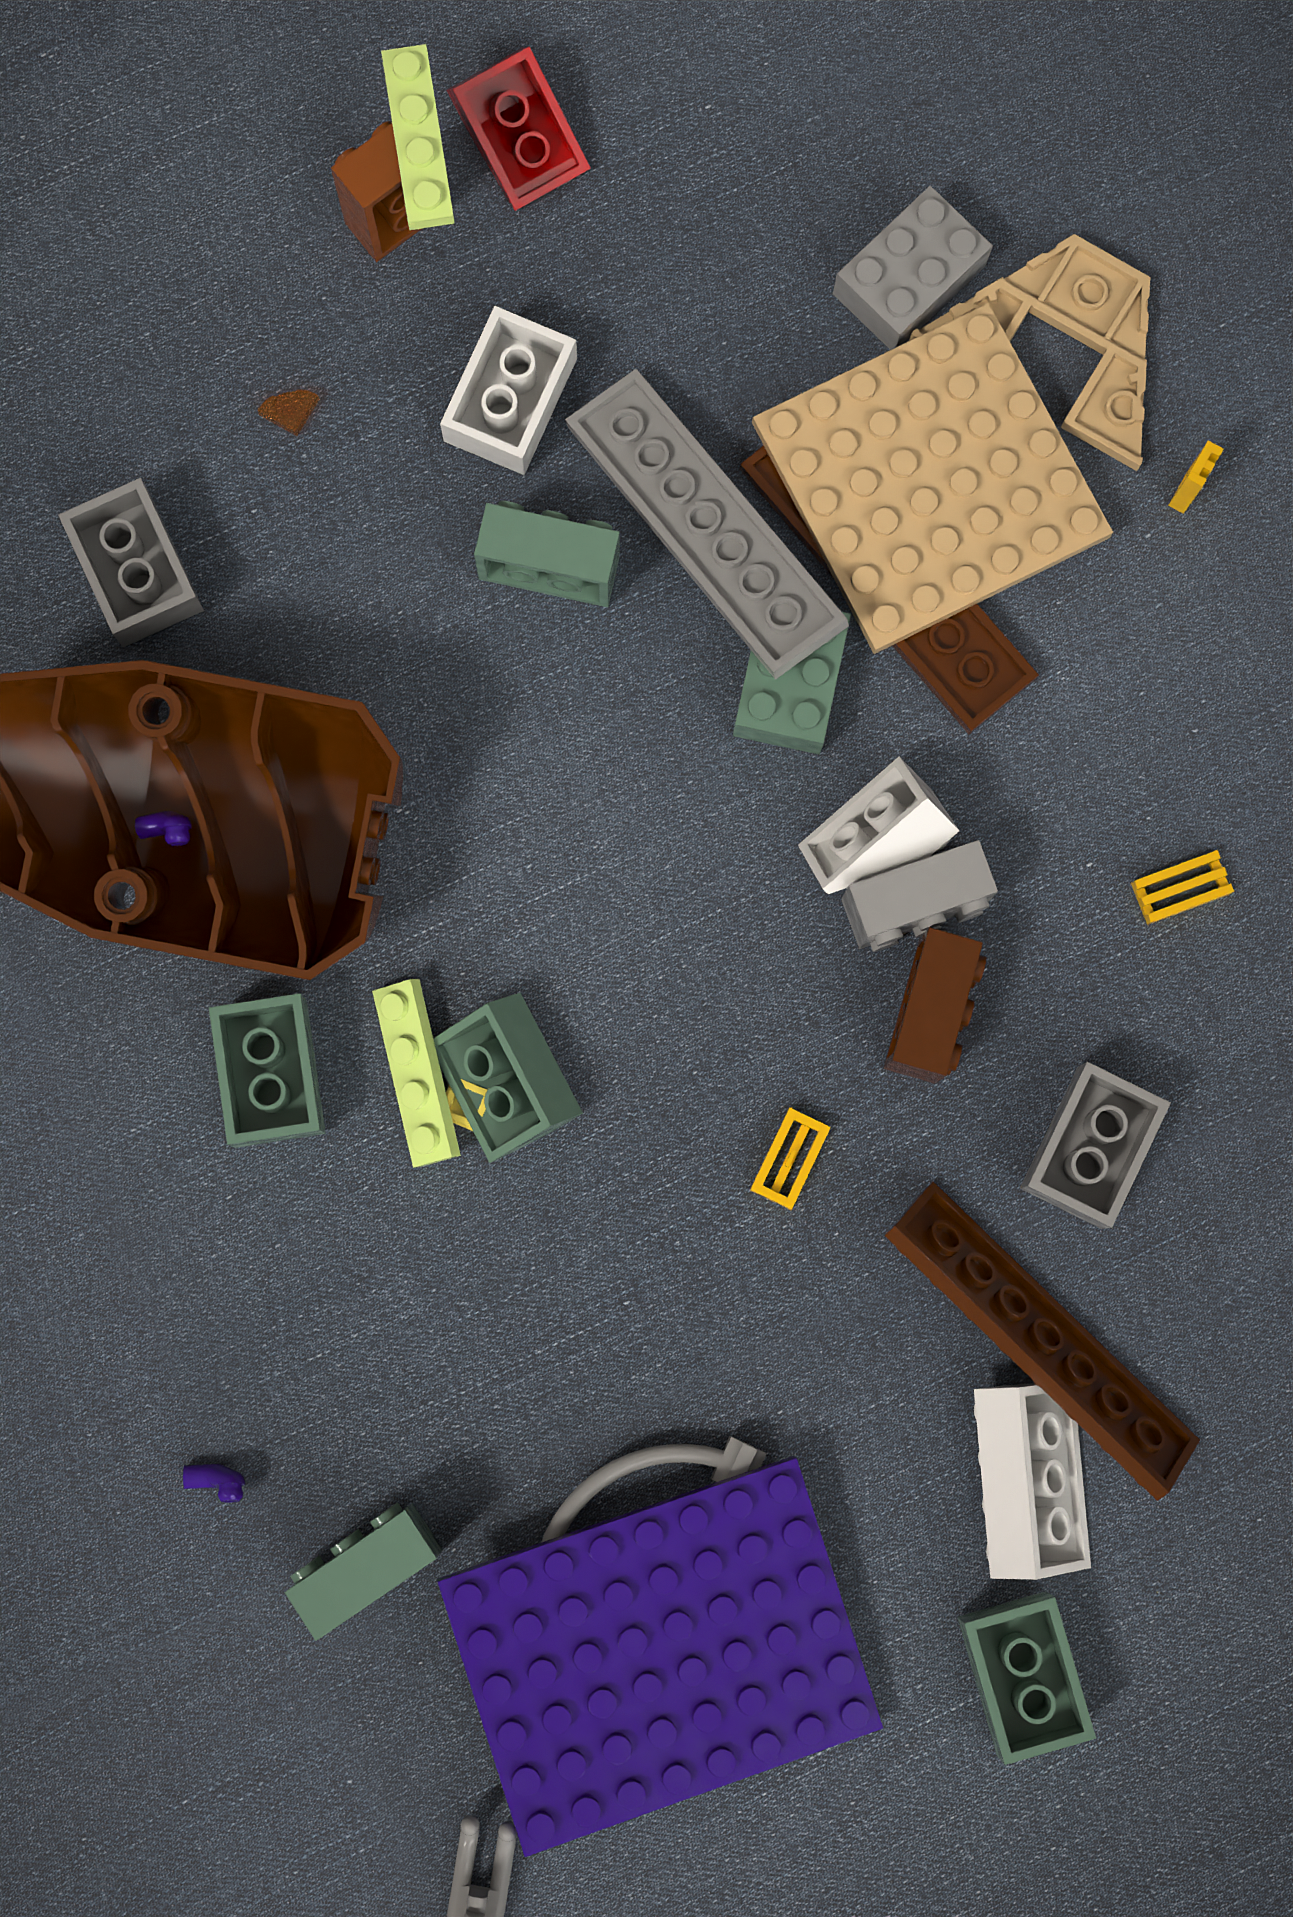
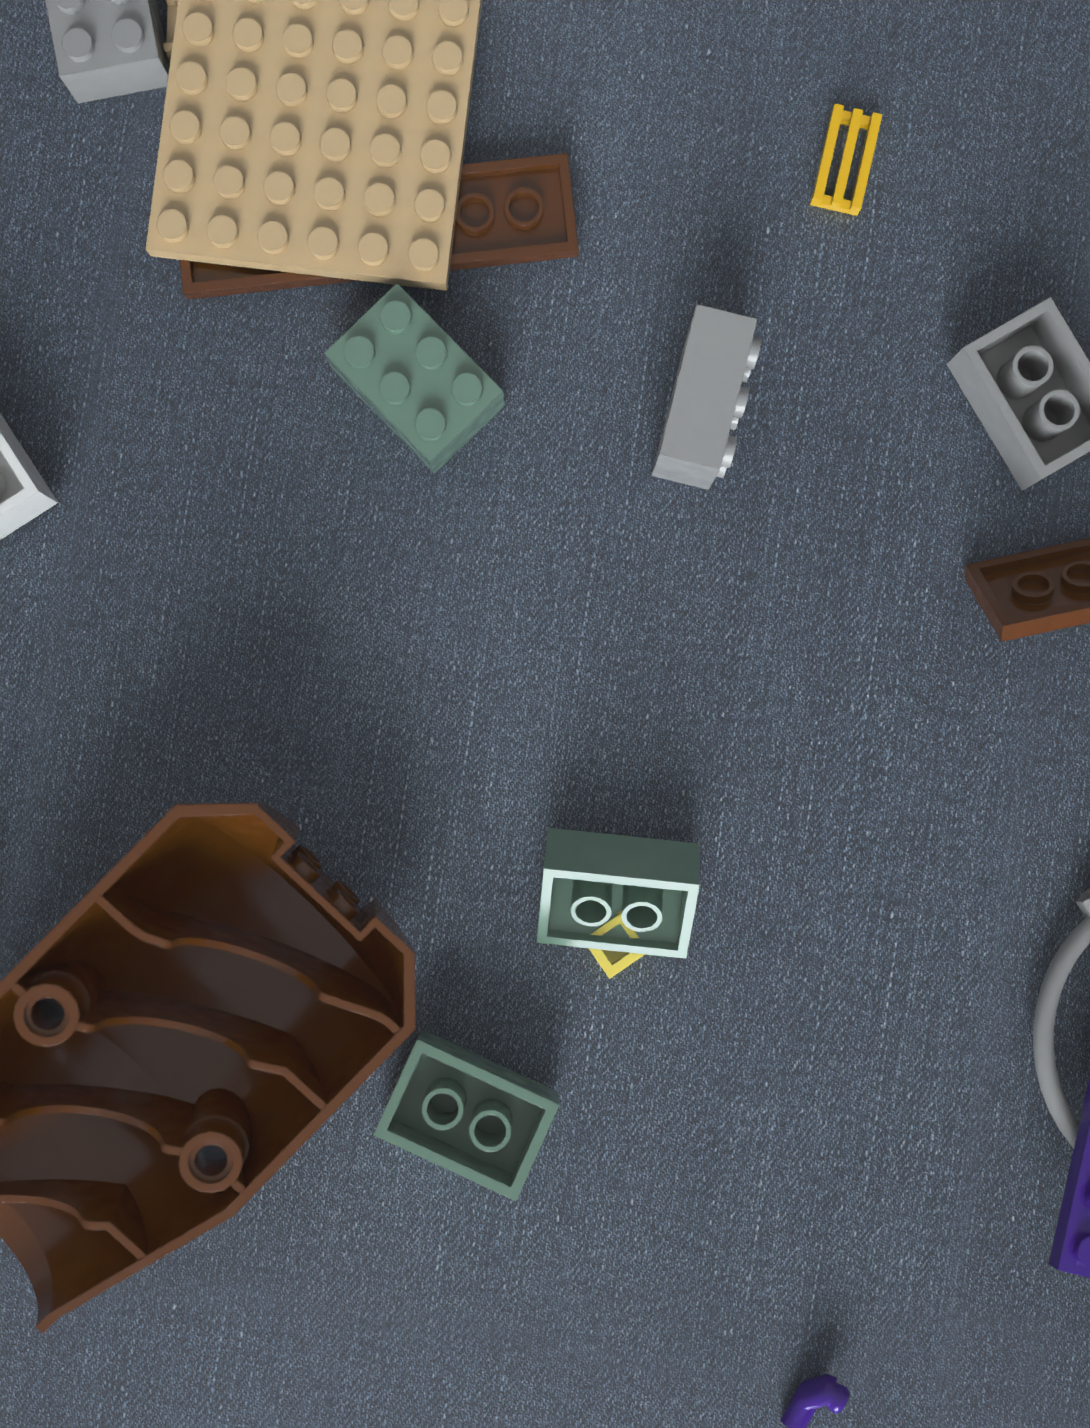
camera: 55 degrees left, 5 degrees up
(167, 823) = (169, 1059): dark purple arm -> none
(362, 1569) = (993, 1325): sand green brick -> none
(416, 1073) = (559, 972): yellowish green plate -> none
(547, 553) = (146, 528): sand green brick -> none
(707, 524) = (222, 359): light grey plate -> none
(773, 1193) = (876, 669): yellow tile -> none
(879, 830) = (619, 396): white slope -> none
(935, 1006) = (816, 452): reddish brown brick -> none

